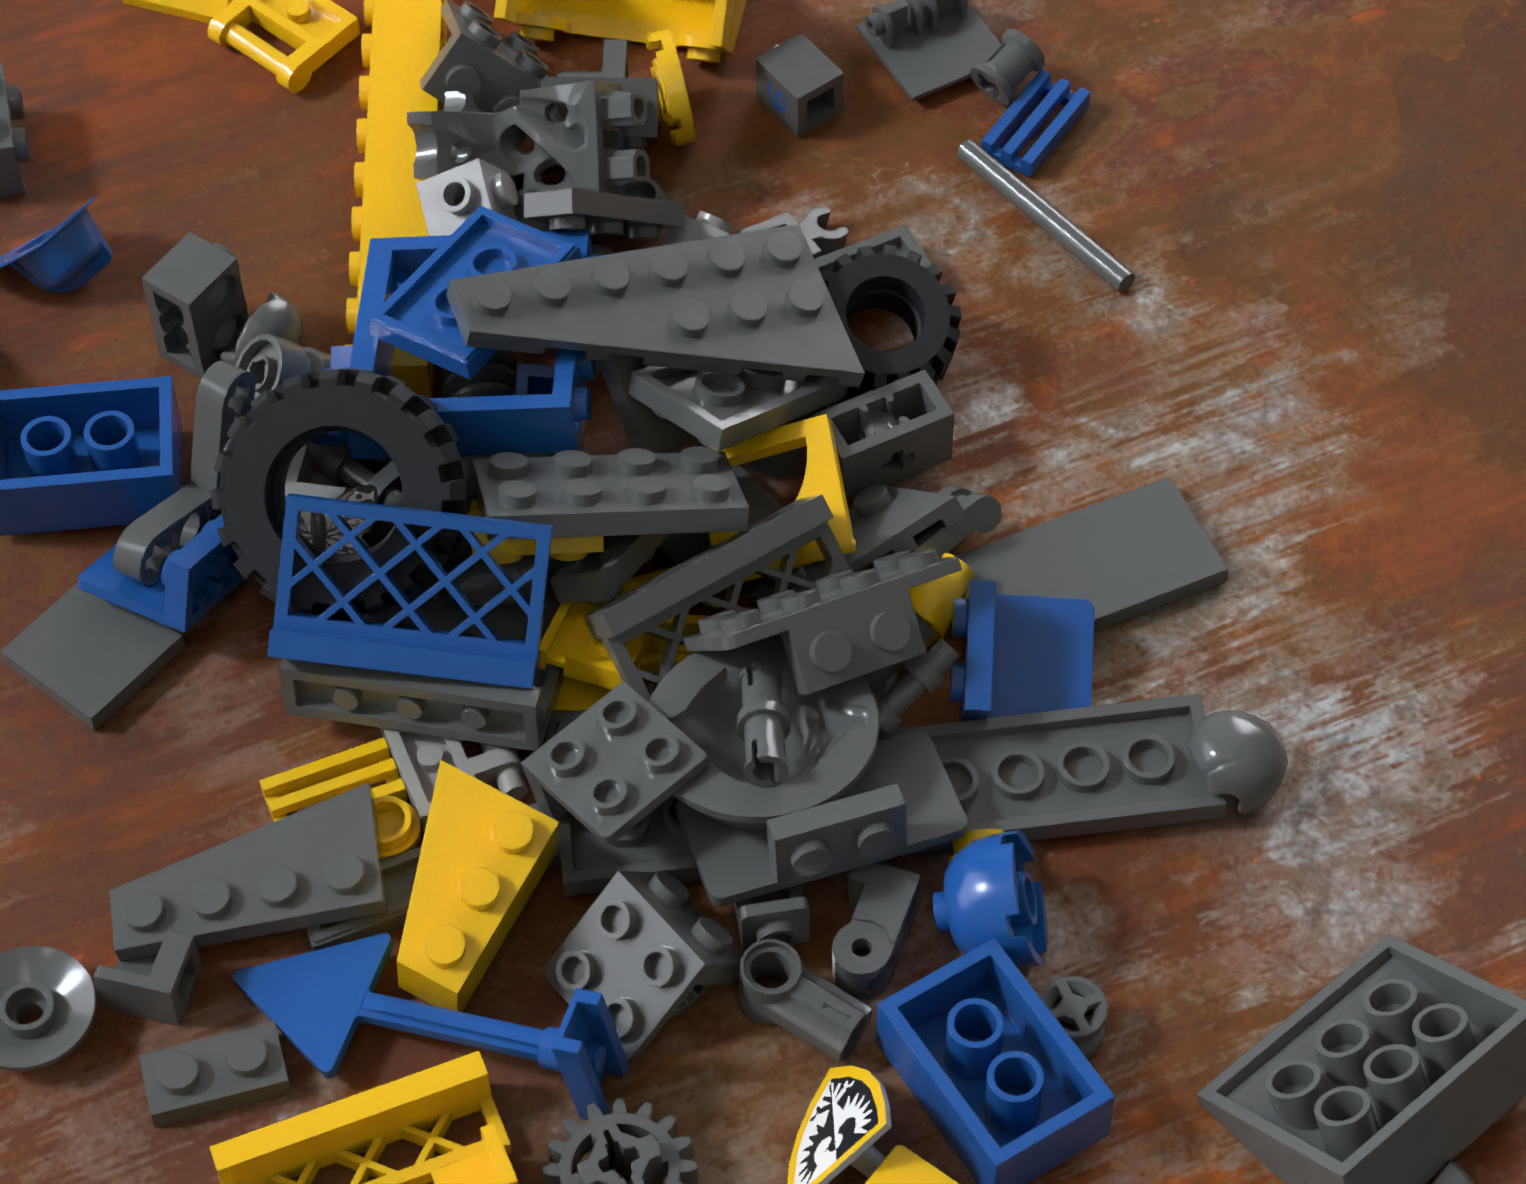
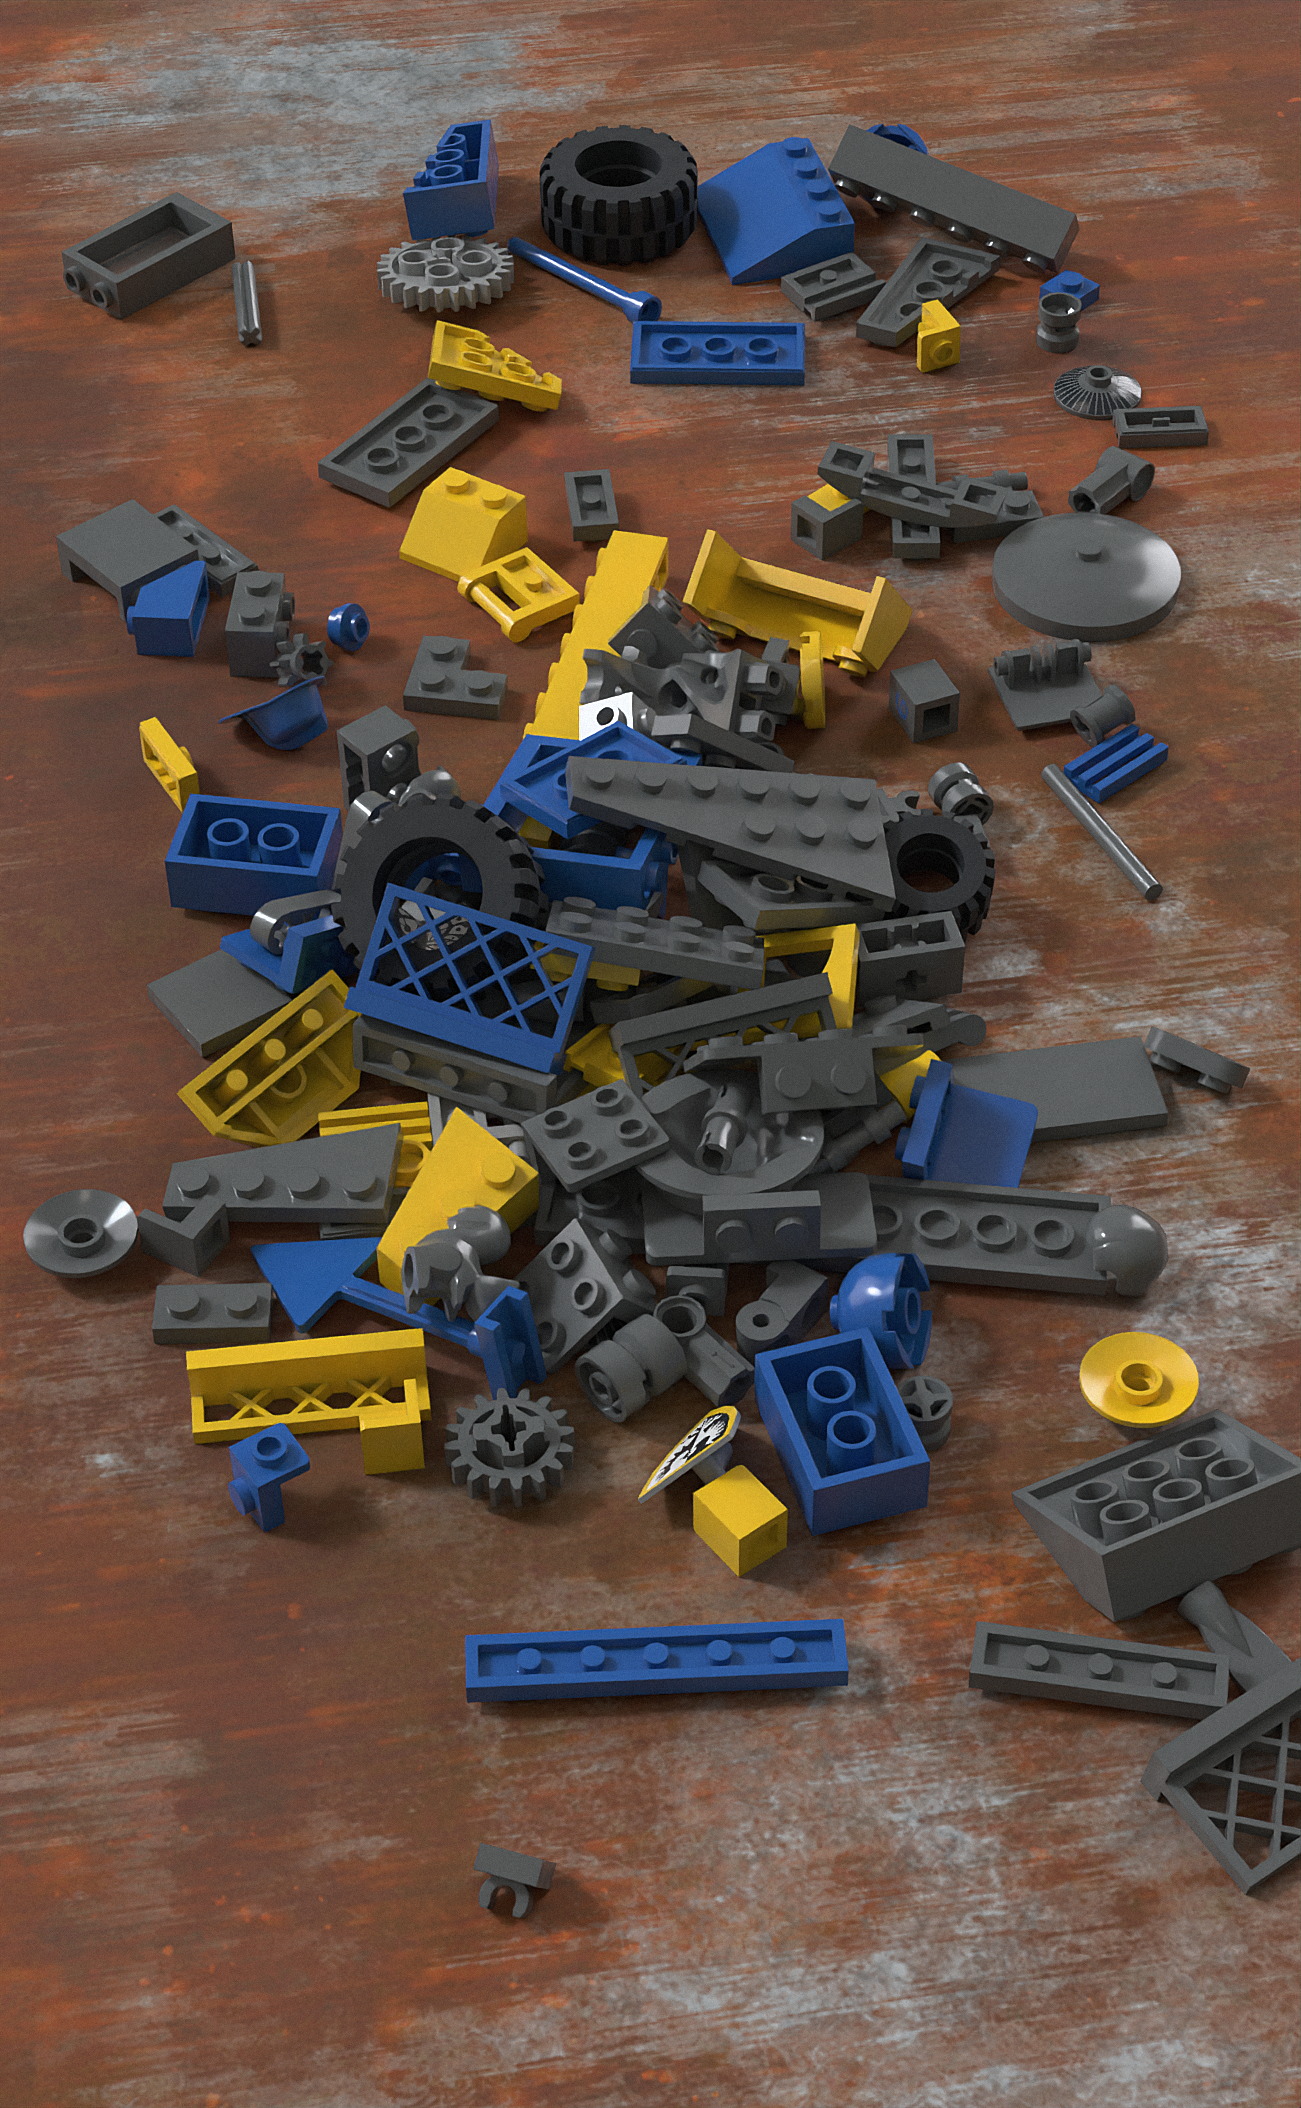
camera: 15 degrees right, 10 degrees down
(55, 177) = (289, 663): none -> dark grey gear
(95, 113) = (348, 626): none -> blue plate
(203, 739) = (282, 1072): none -> yellow wedge
(232, 173) = (445, 686): none -> dark grey plate
(492, 971) = (450, 1261): none -> dark grey animal
(735, 1032) = (629, 1369): none -> dark grey wheel
(873, 200) = (958, 791): none -> dark grey wheel
(1265, 501) = (1216, 1070): none -> dark grey plate
(1303, 899) = (1139, 1379): none -> yellow dish

